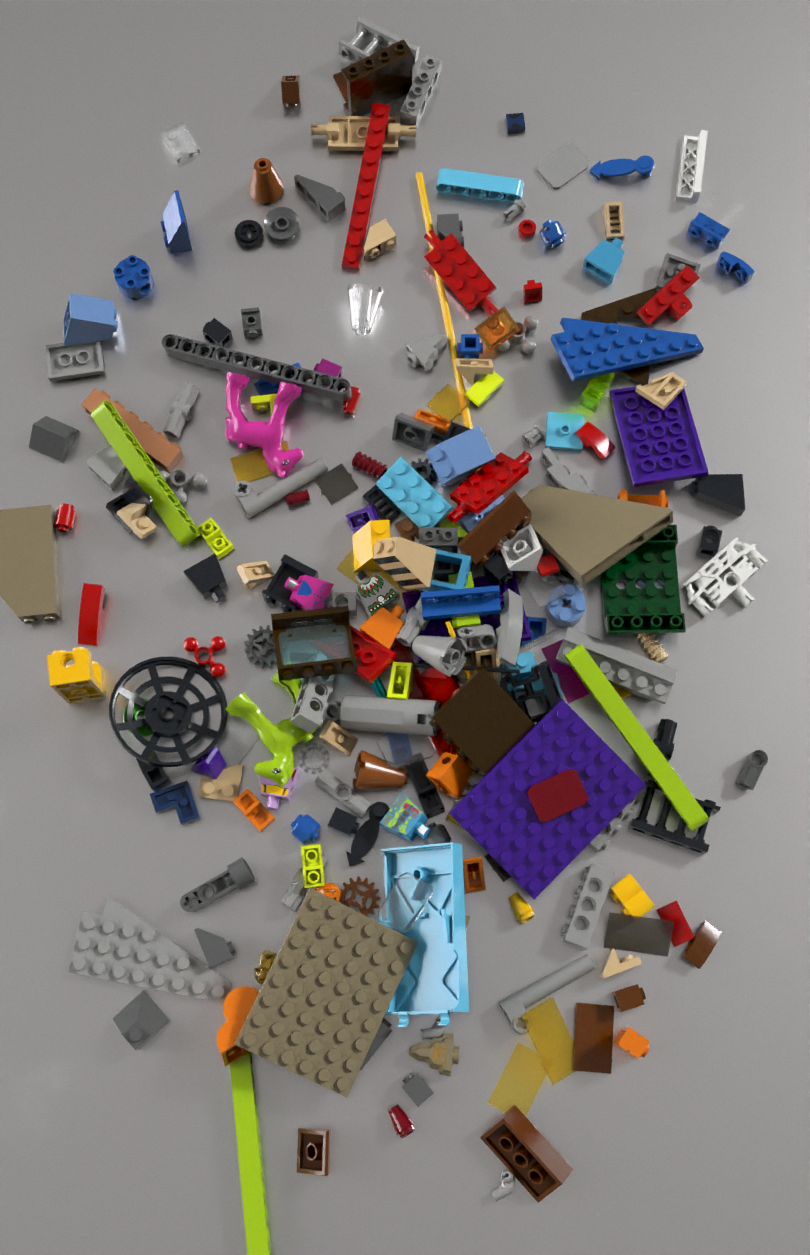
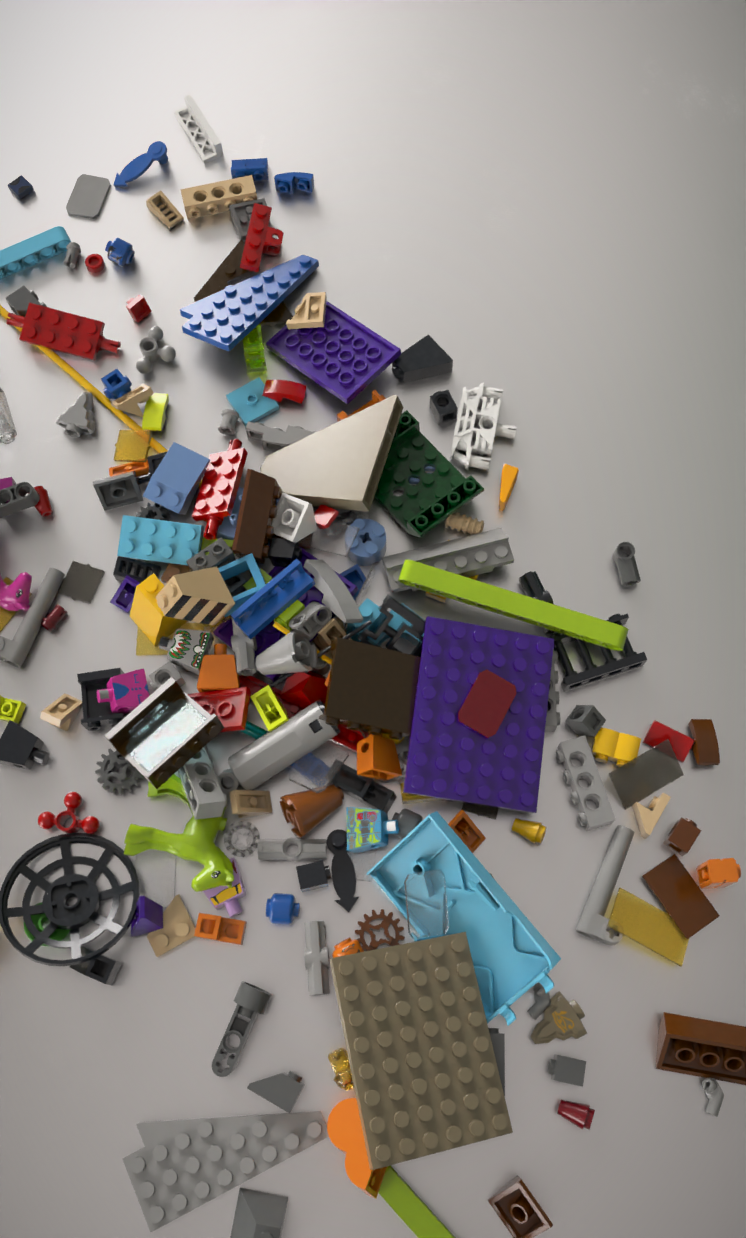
camera: 35 degrees left, 5 degrees down
(177, 796) = (137, 972): dark blue plate -> none
(312, 865) = (315, 937): neon yellow slope -> none
(369, 465) = (99, 545): dark red piece -> none
(497, 328) = (129, 354): clear orange slope -> none
(519, 1081) = (648, 987): clear yellow window -> none
(568, 679) = (415, 600): dark pink piece -> none
(605, 259) = (181, 244): dark azure torso -> none
(624, 861) = (585, 720): none -> dark grey brick
(660, 230) = (217, 196): none -> tan brick
(713, 637) = (508, 480): none -> light orange slope

